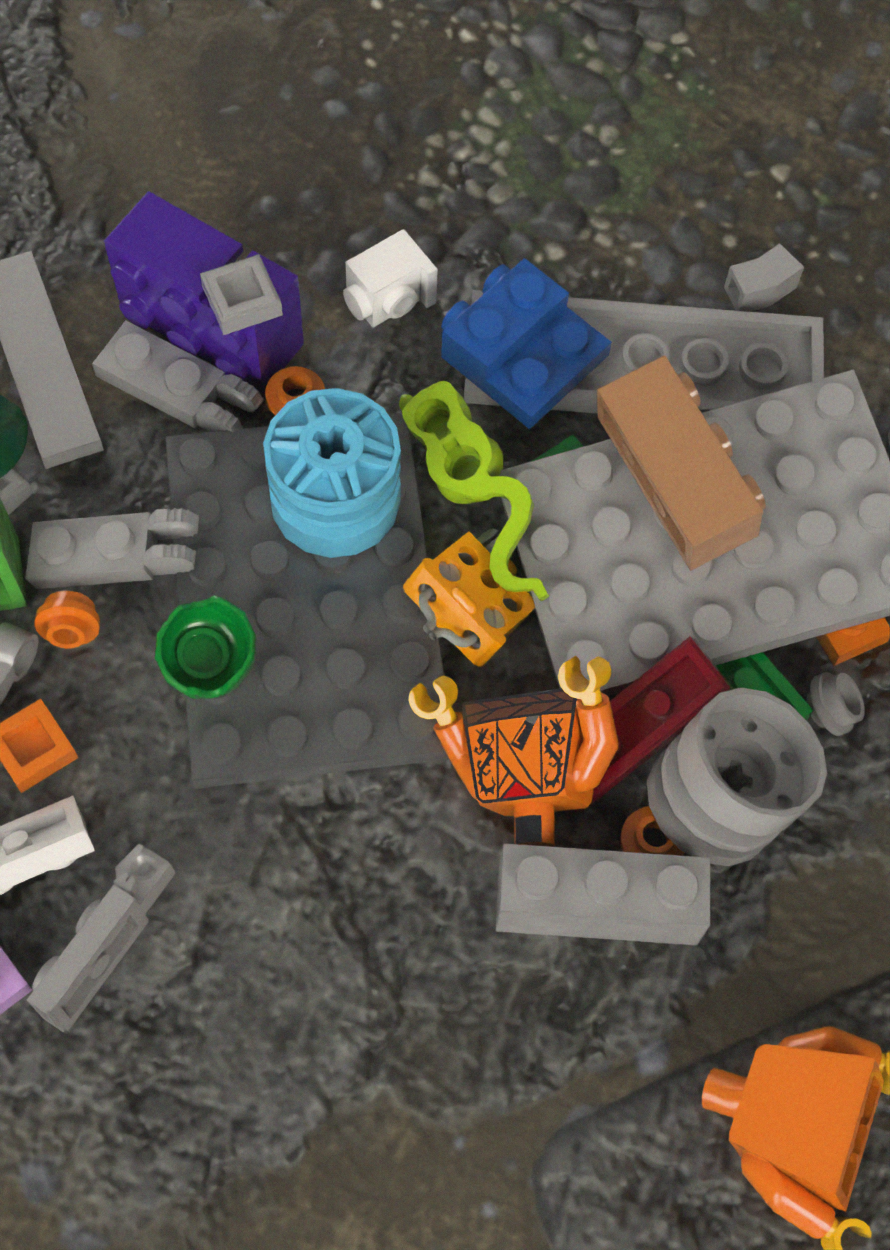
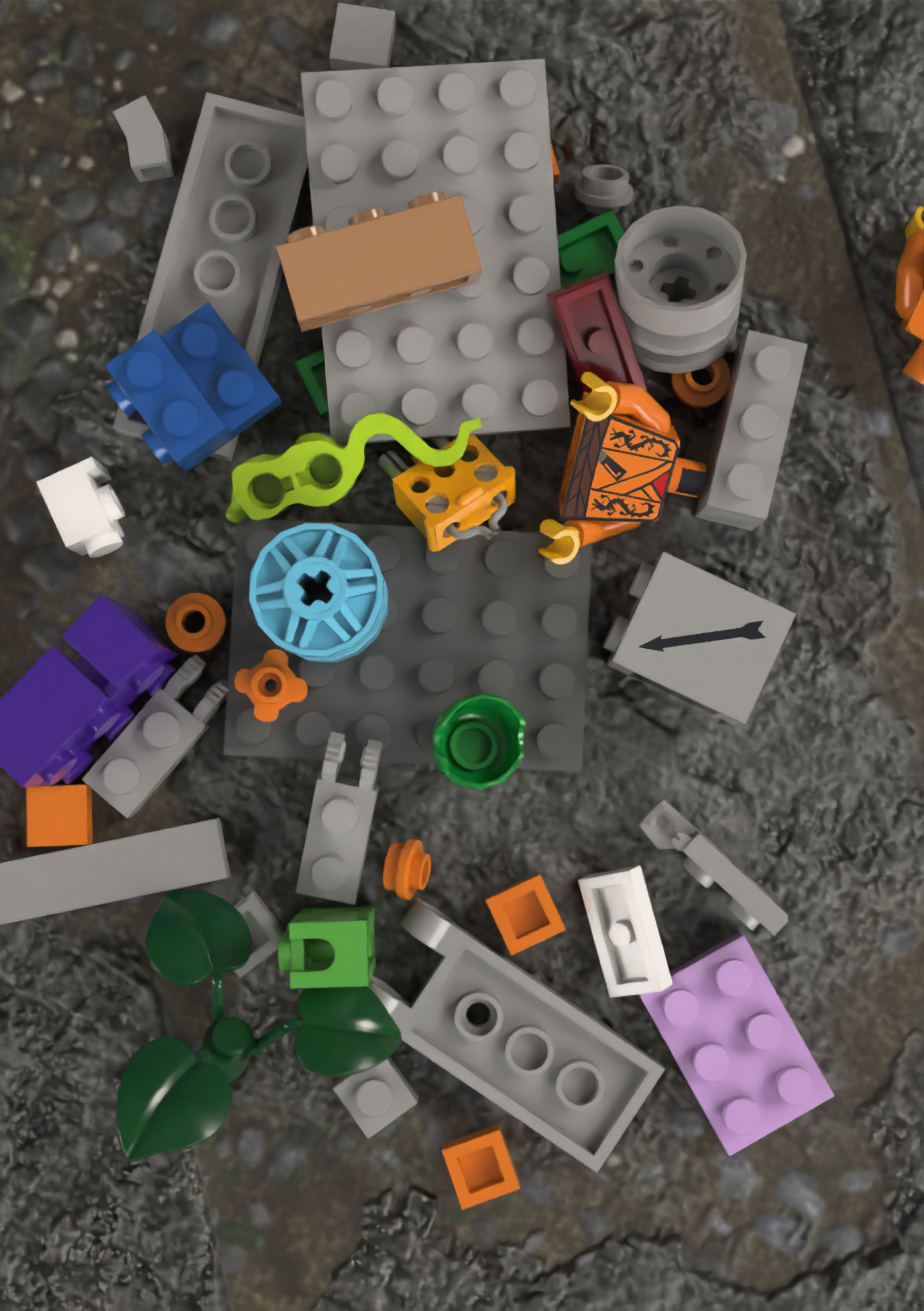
camera: 80 degrees left, 20 degrees up
(88, 310) = (59, 815): none -> orange tile
(241, 294) = (119, 653): light grey tile -> none
(241, 471) = (254, 681): none -> orange plate
(356, 876) = (698, 638): none -> light grey brick

